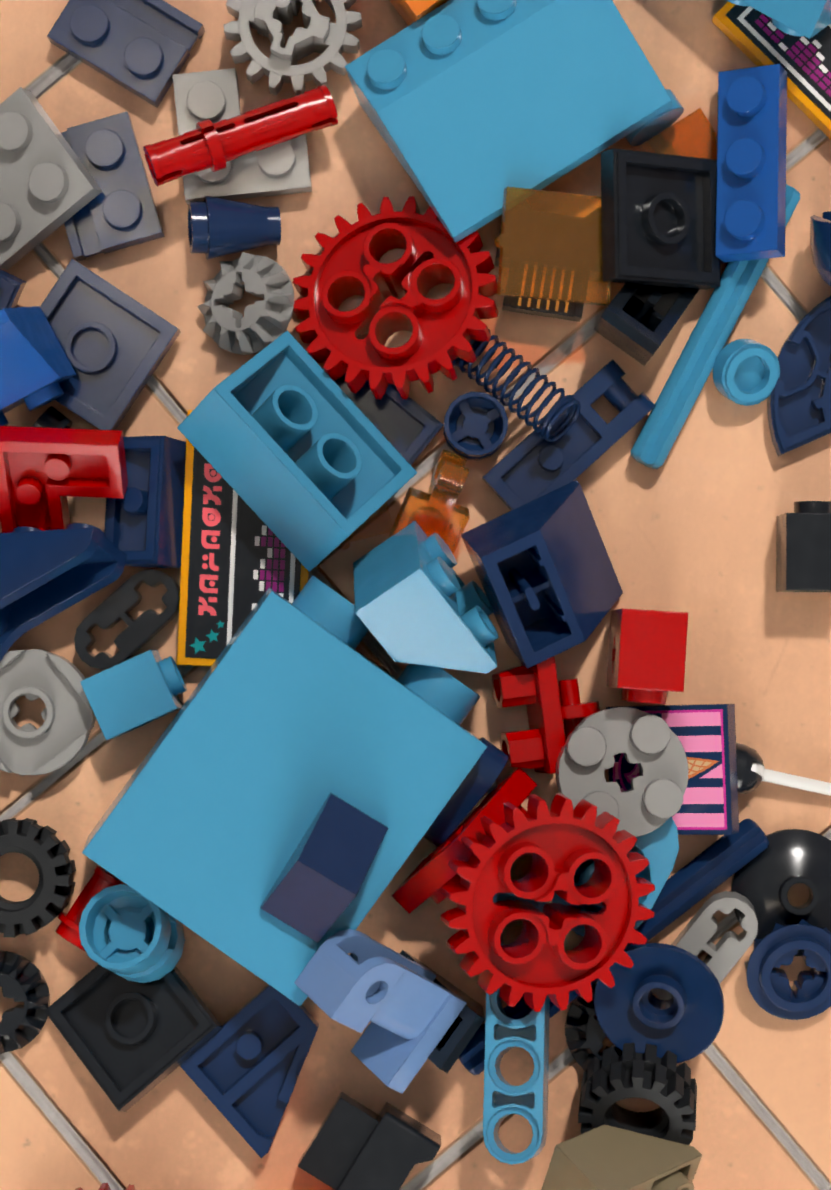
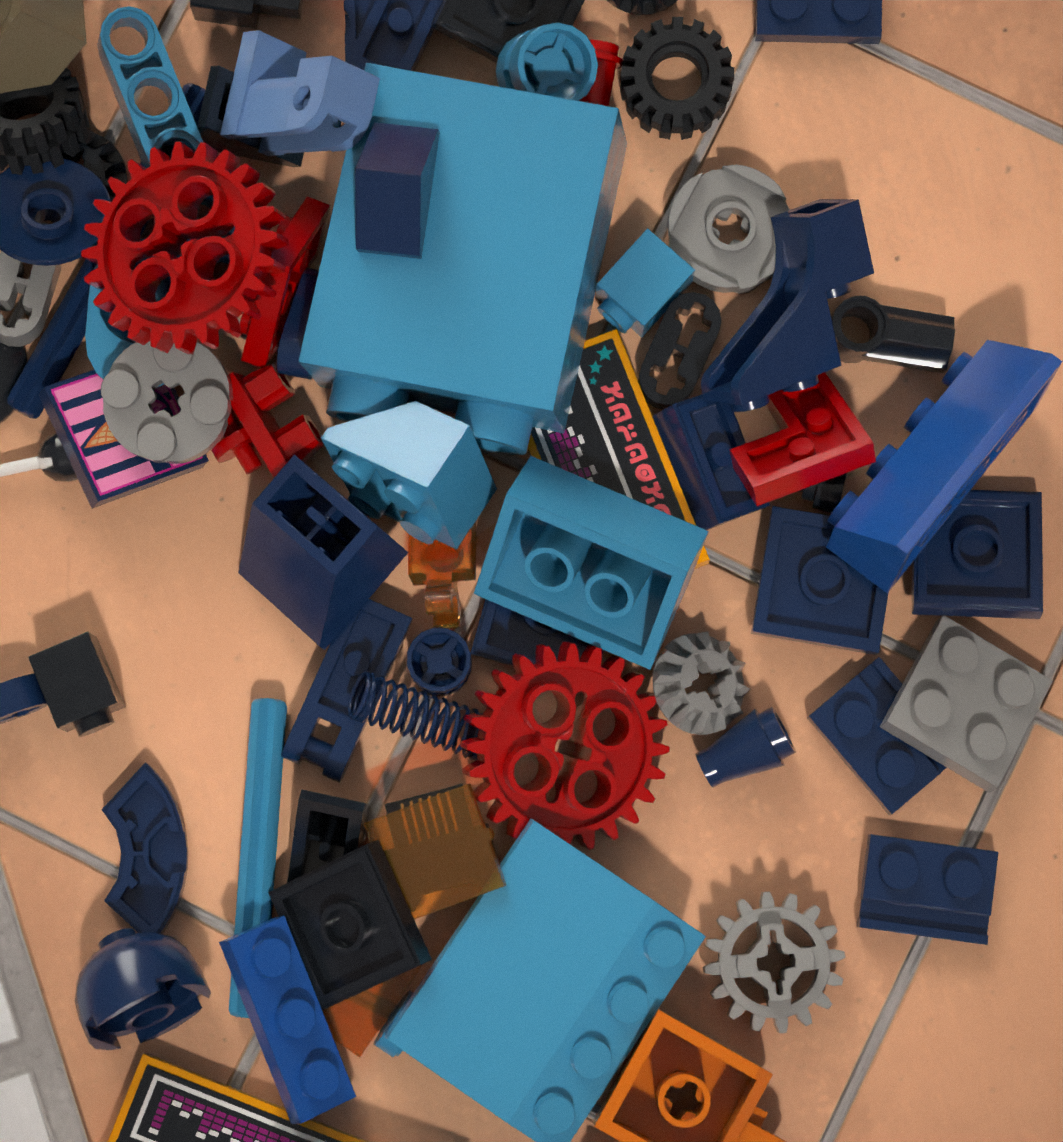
camera: 160 degrees right, 5 degrees down
(228, 139) = (774, 831): red pin -> none
(262, 173) = (784, 812): light grey plate -> none
(647, 654) = (191, 517): red brick -> none
(746, 372) = (210, 824): dark azure tile -> none

